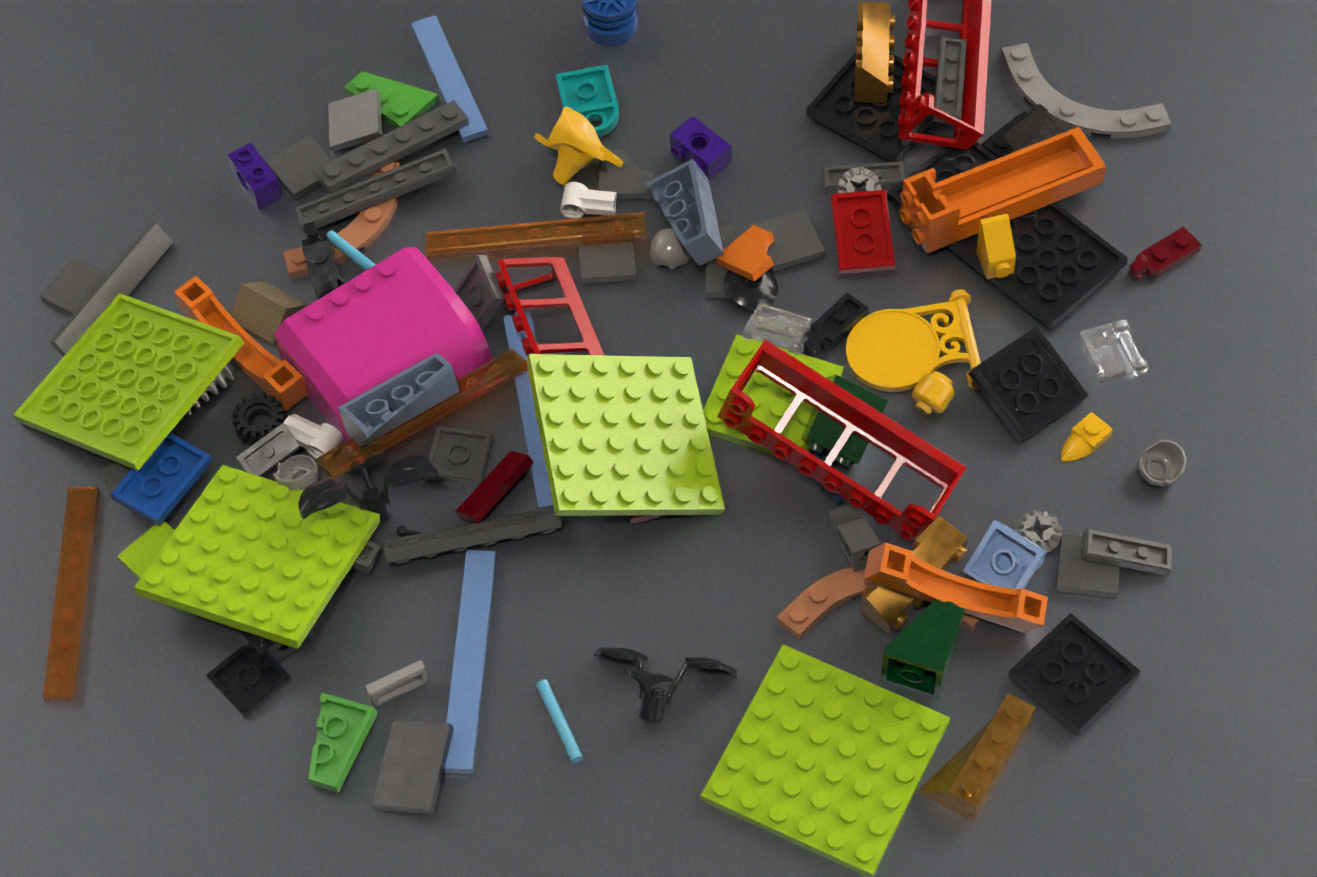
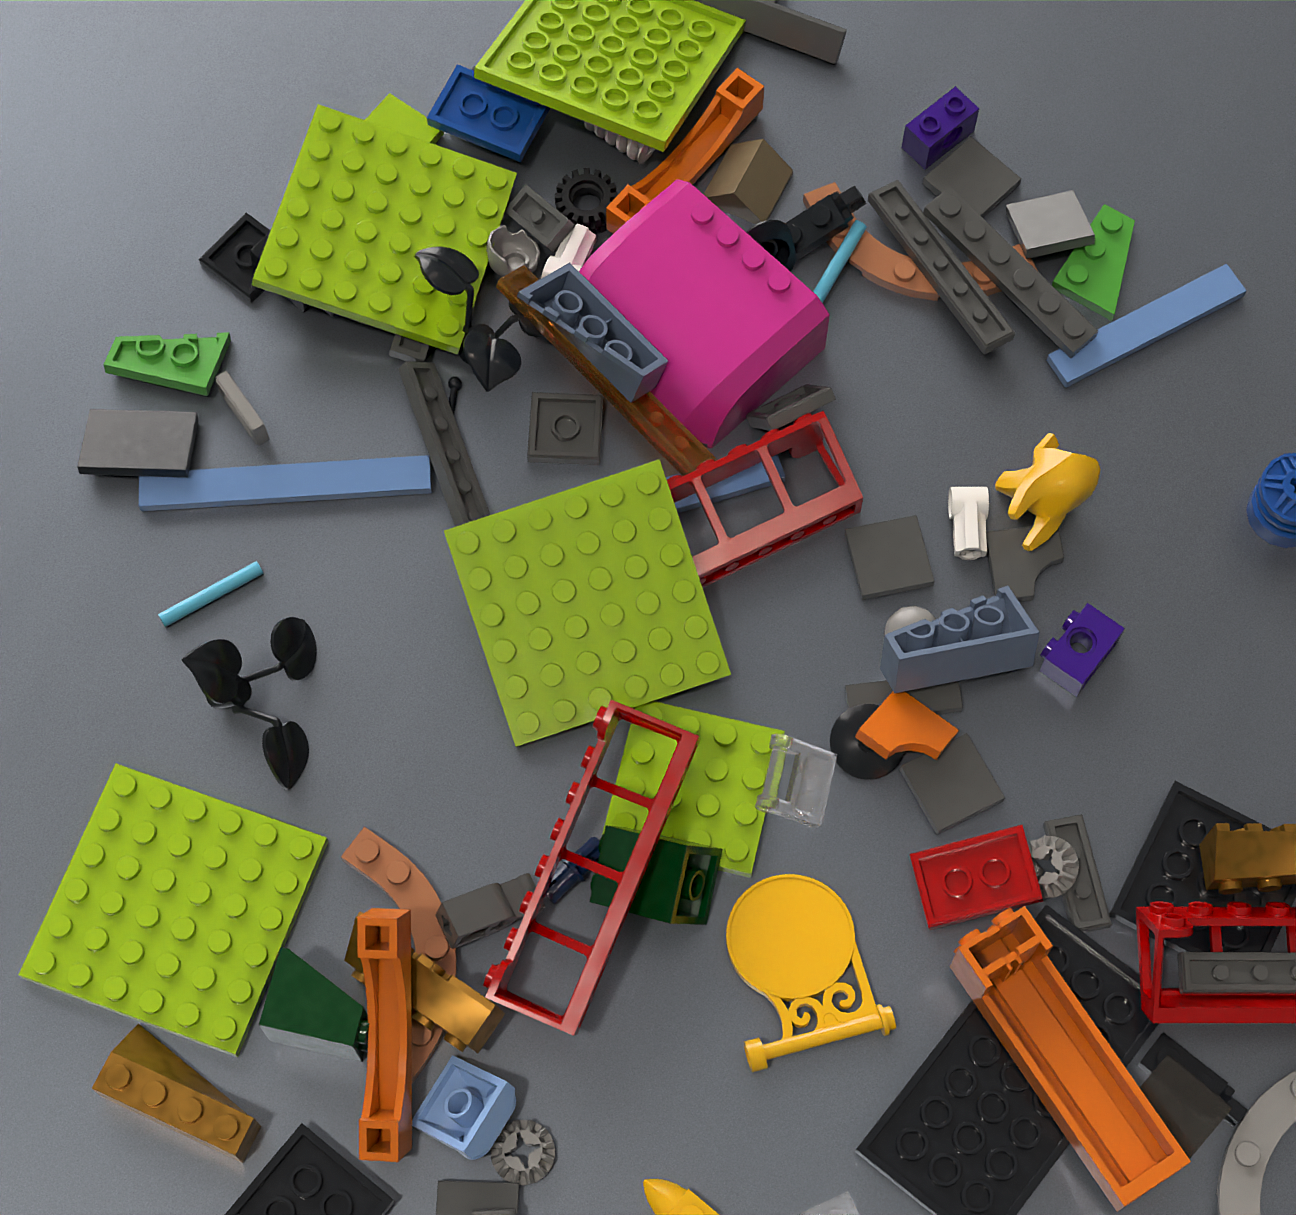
camera: 80 degrees right, 10 degrees up
(71, 595) = (343, 60): clear orange tile -> none
(494, 486) = (515, 469): dark red tile -> none
(536, 236) = (904, 468): clear orange tile -> none
(591, 94) = (1141, 499): teal plate -> none
(834, 324) = (818, 855): black hinge -> none
(933, 393) = (719, 994): yellow head -> none
(996, 247) = (951, 1055): yellow slope -> none
(1028, 384) = (744, 1120): black plate -> none

